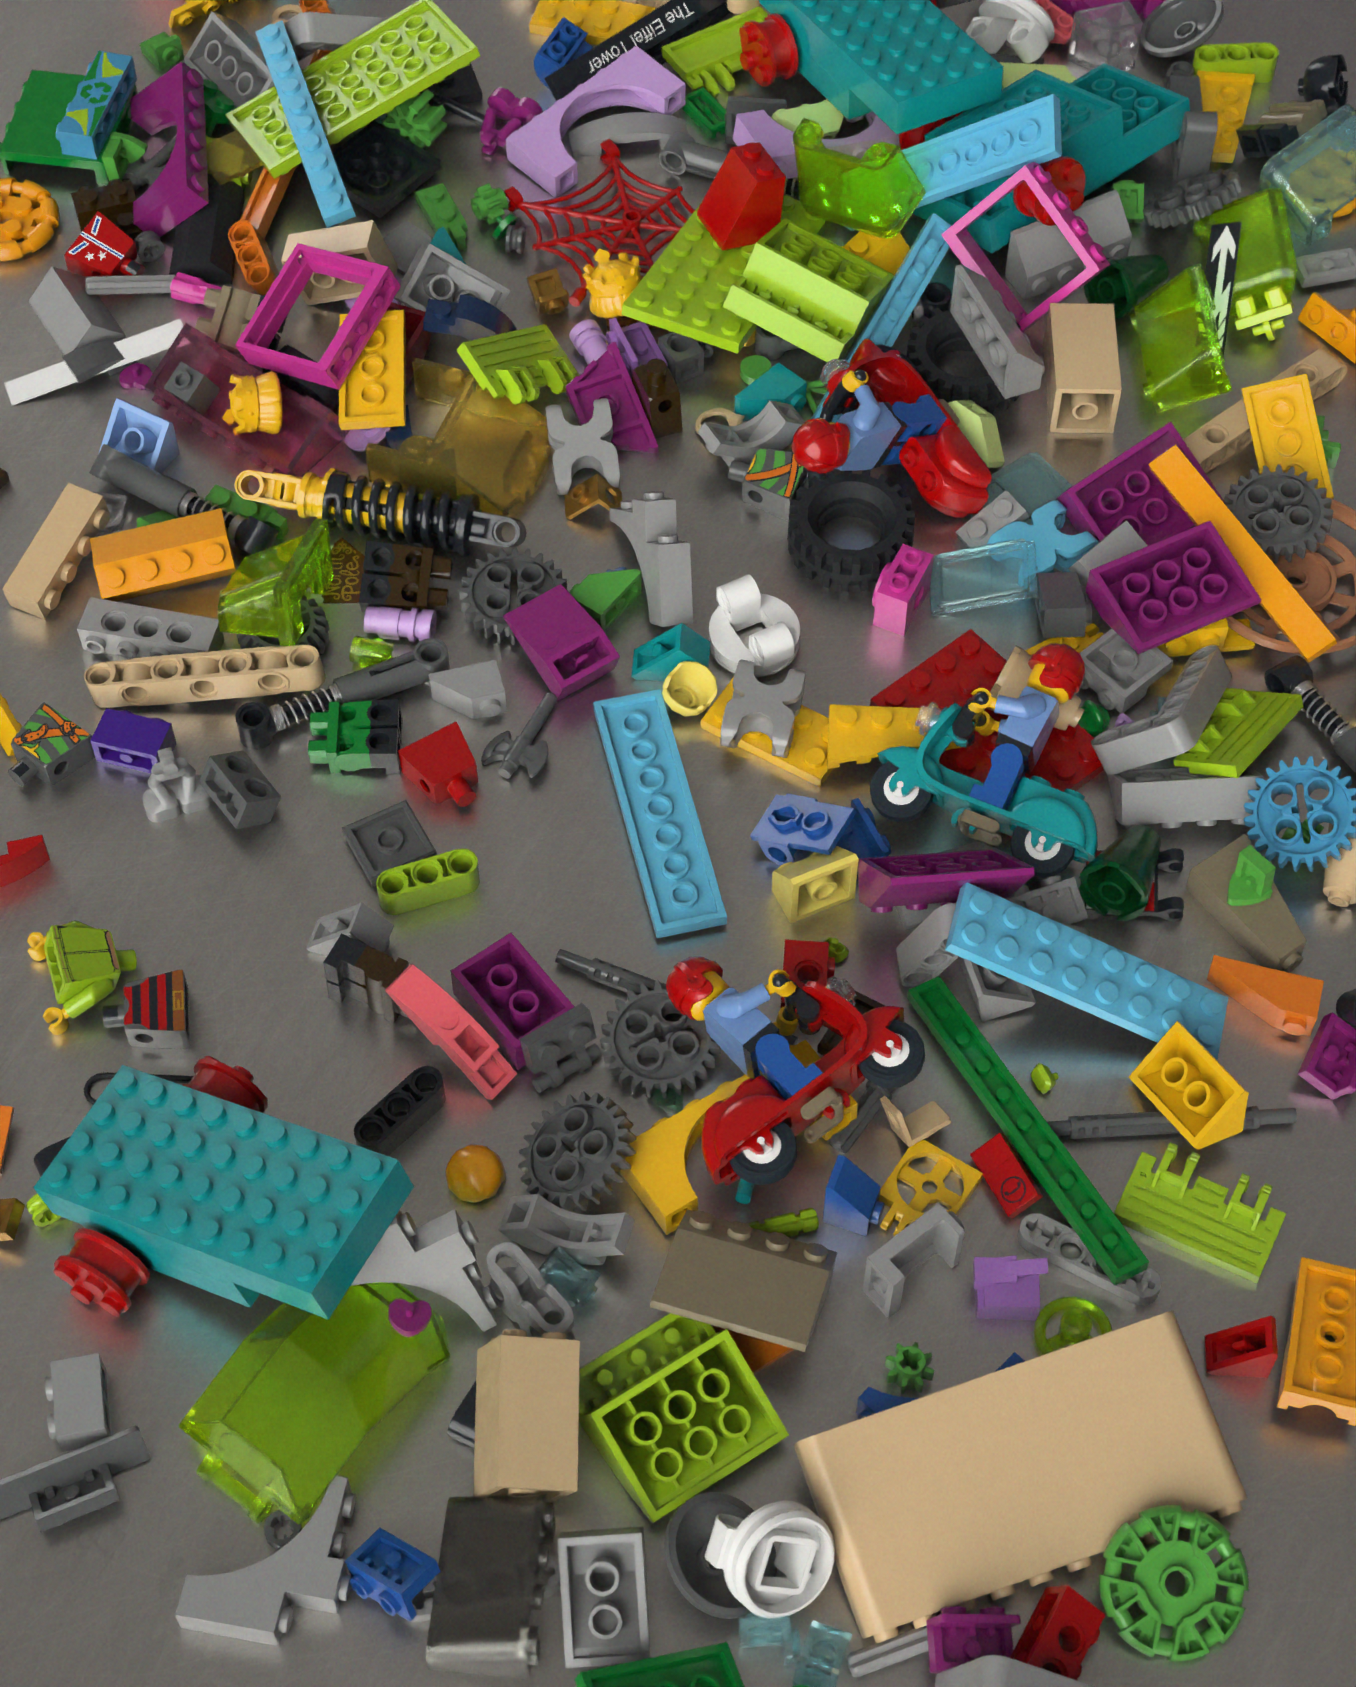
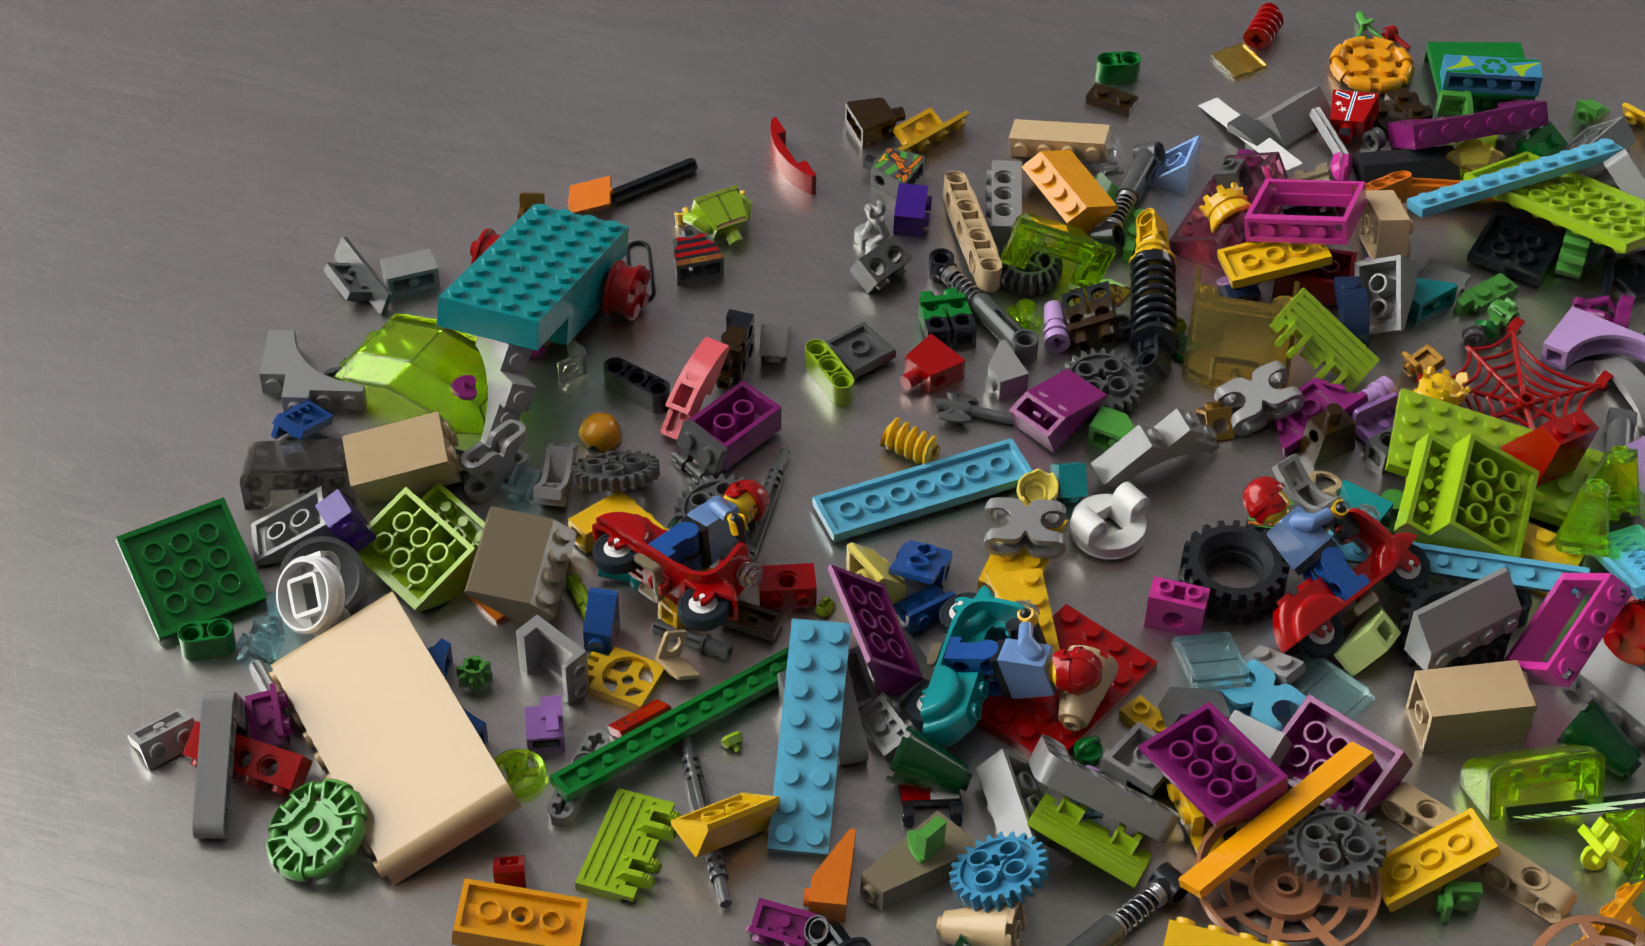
camera: 80 degrees right, 10 degrees down
(577, 807) = (910, 443): none -> yellow piece
(651, 1500) = (345, 521): none -> dark purple brick

